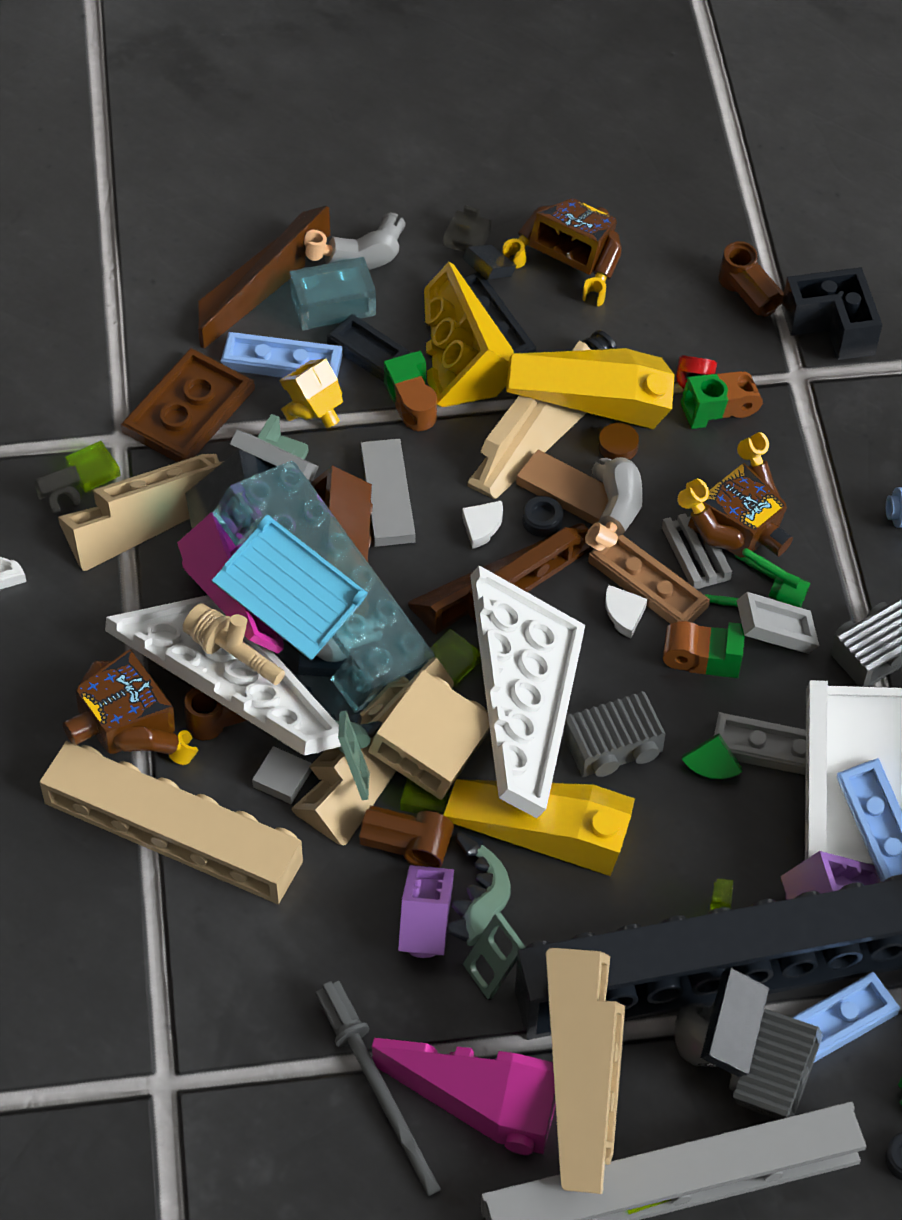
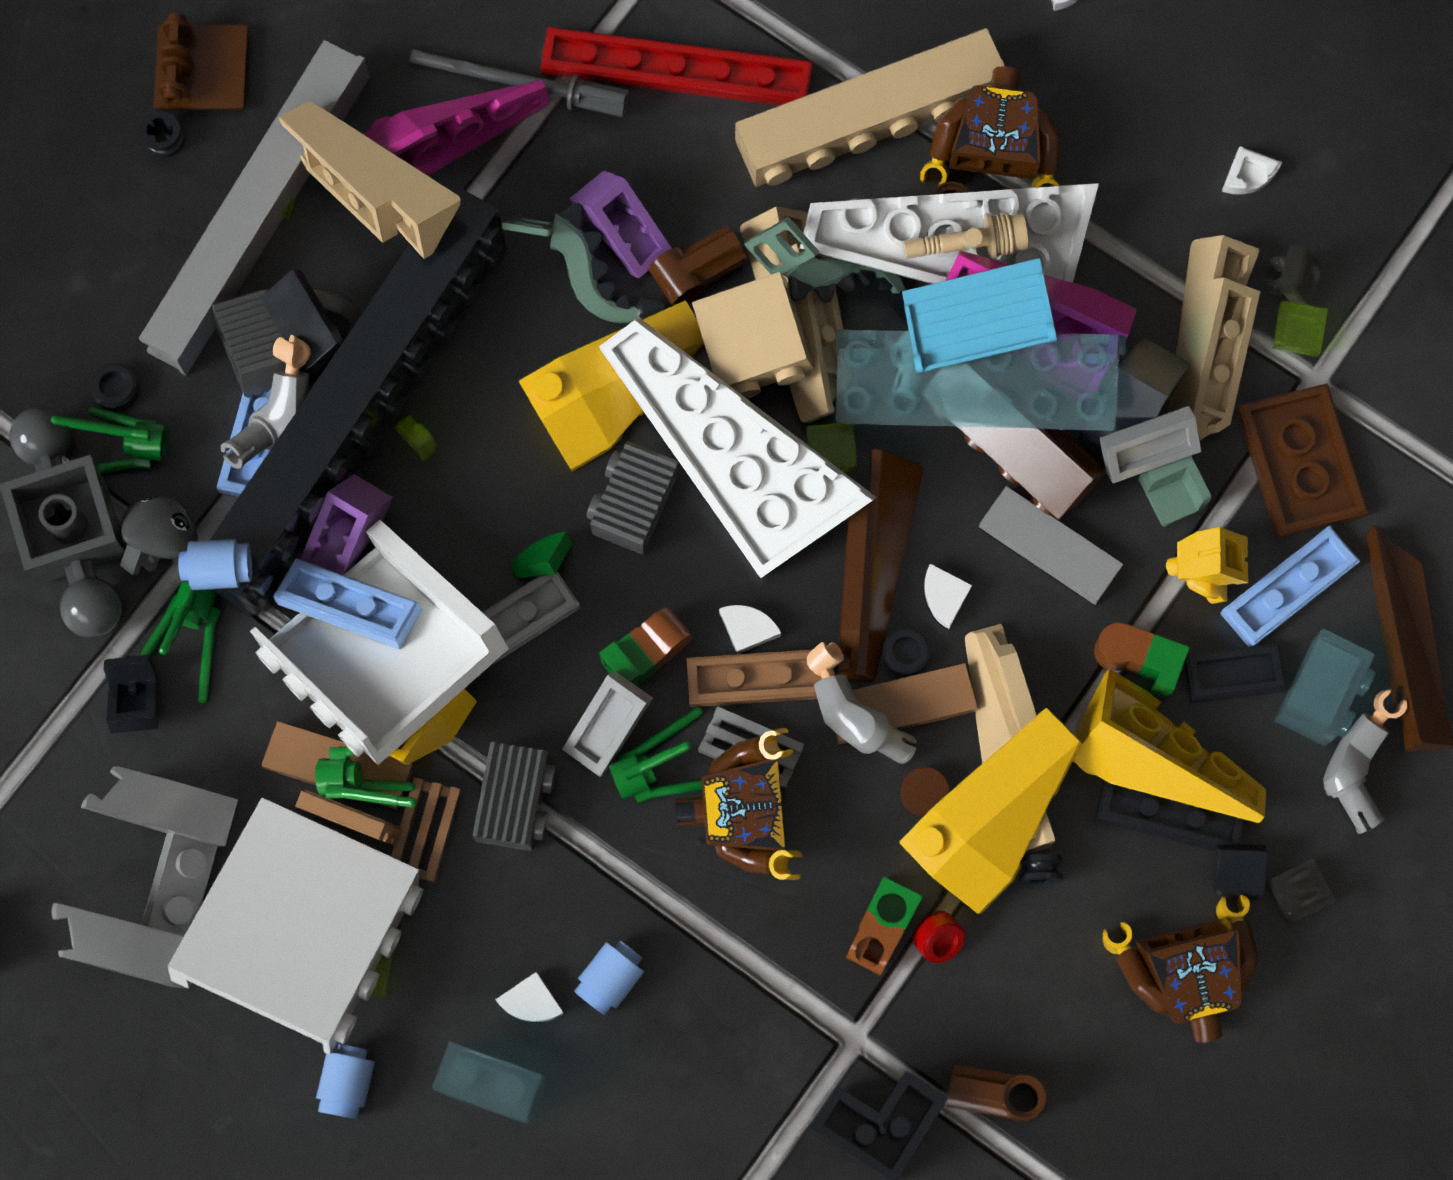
camera: 135 degrees right, 20 degrees up
(261, 990) = (675, 67): none -> red tile
(815, 992) = (286, 396): none -> light grey arm

